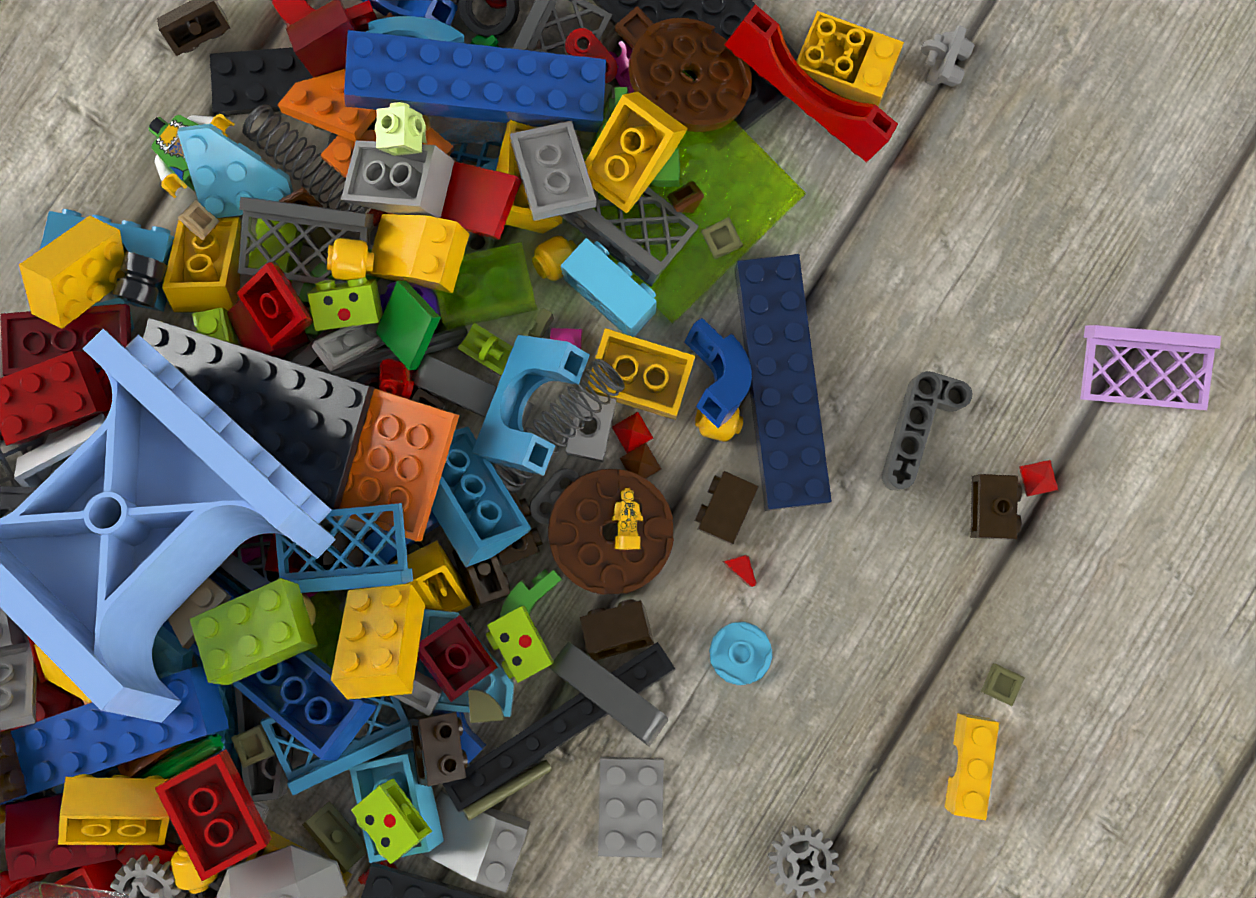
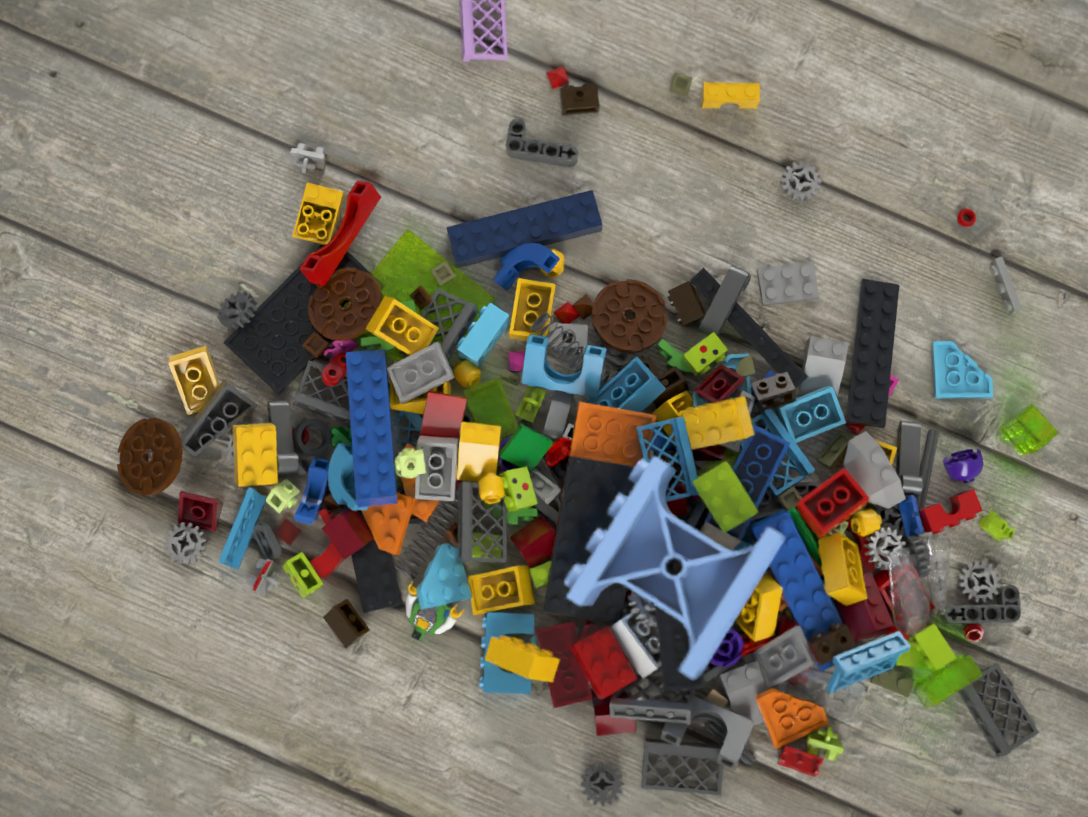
camera: 105 degrees left, 5 degrees down
(139, 279) = (521, 619): black wheel -> none
(198, 220) = (475, 596): tan slope -> none
(275, 305) = (526, 528): red slope -> none
(391, 821) = (819, 409): lime brick -> none
(507, 790) = (793, 356): olive bar -> none
(627, 515) = (618, 305): yellow piece -> none
(727, 507) = (604, 250): dark brown brick -> none
(740, 653) = (688, 233): medium azure tile -> none
(742, 568) = (638, 237): red slope -> none

